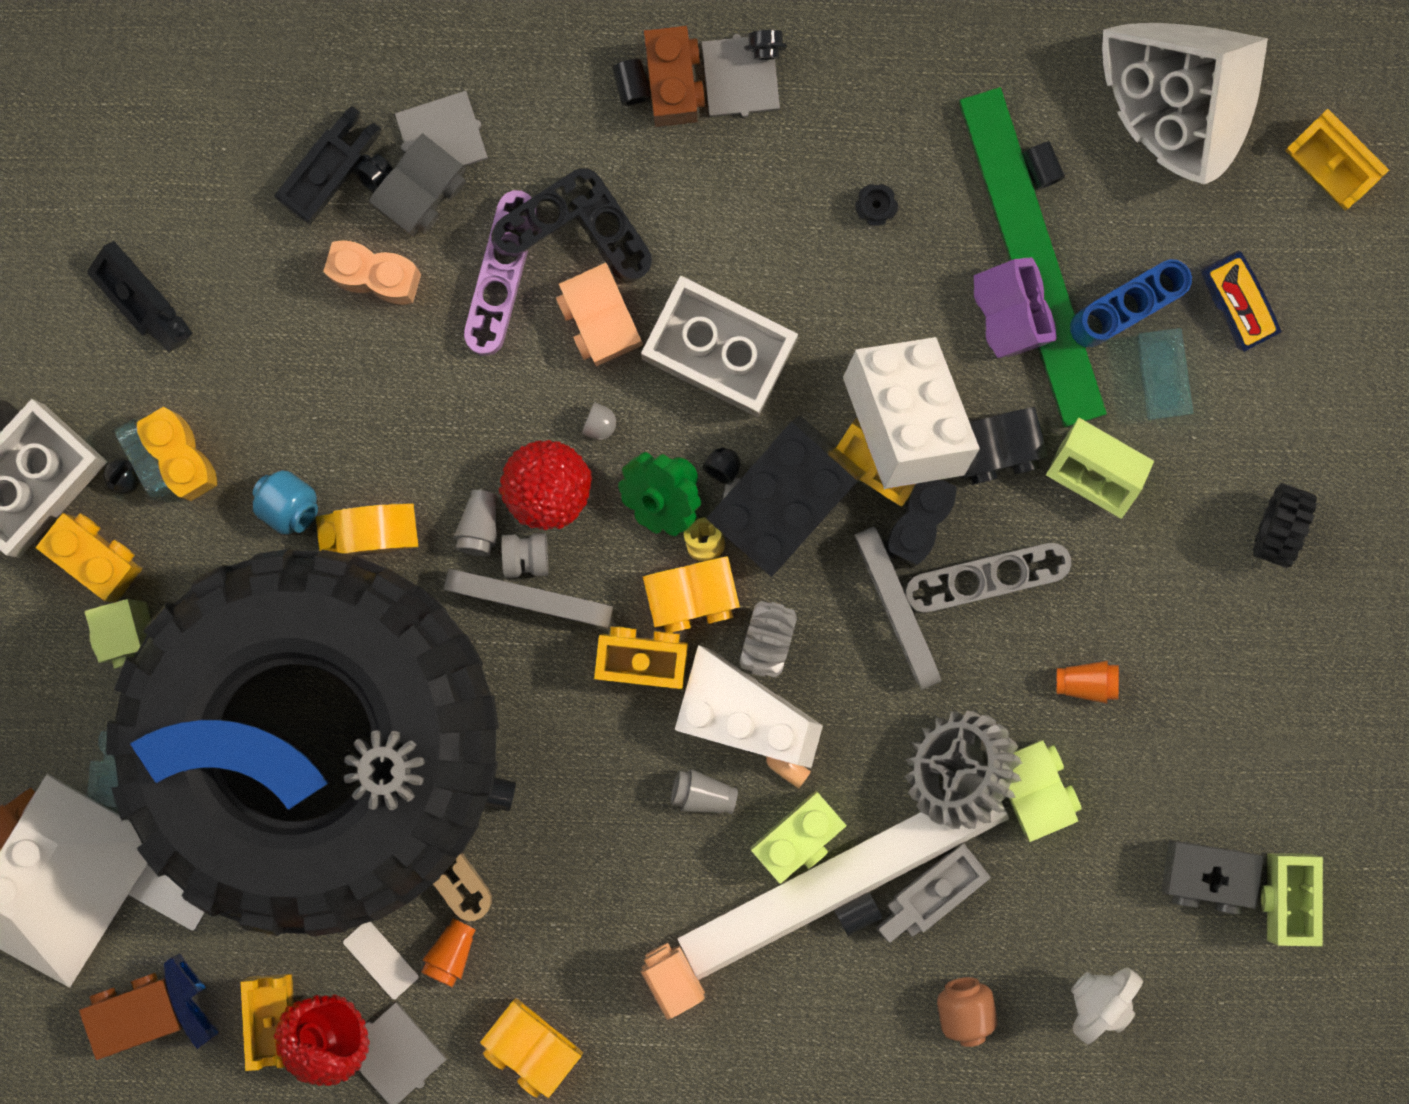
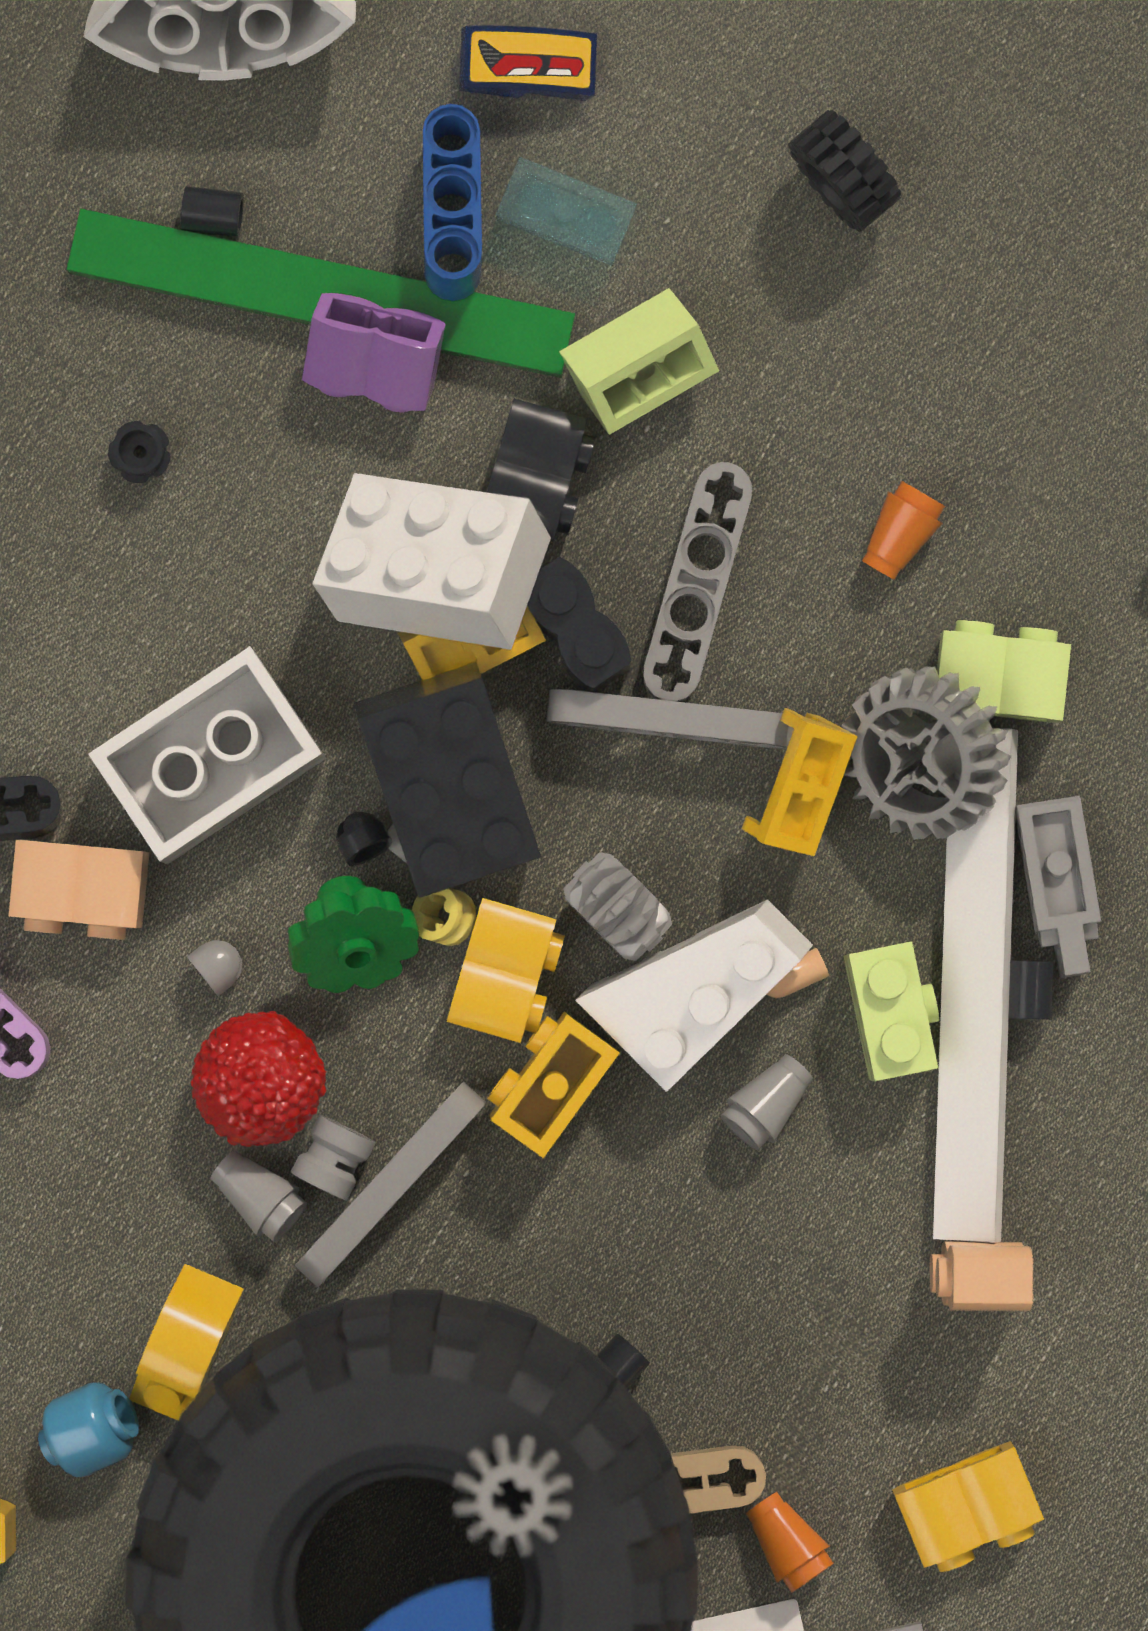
camera: 65 degrees left, 0 degrees up
(903, 709) = (804, 784): none -> yellow hinge

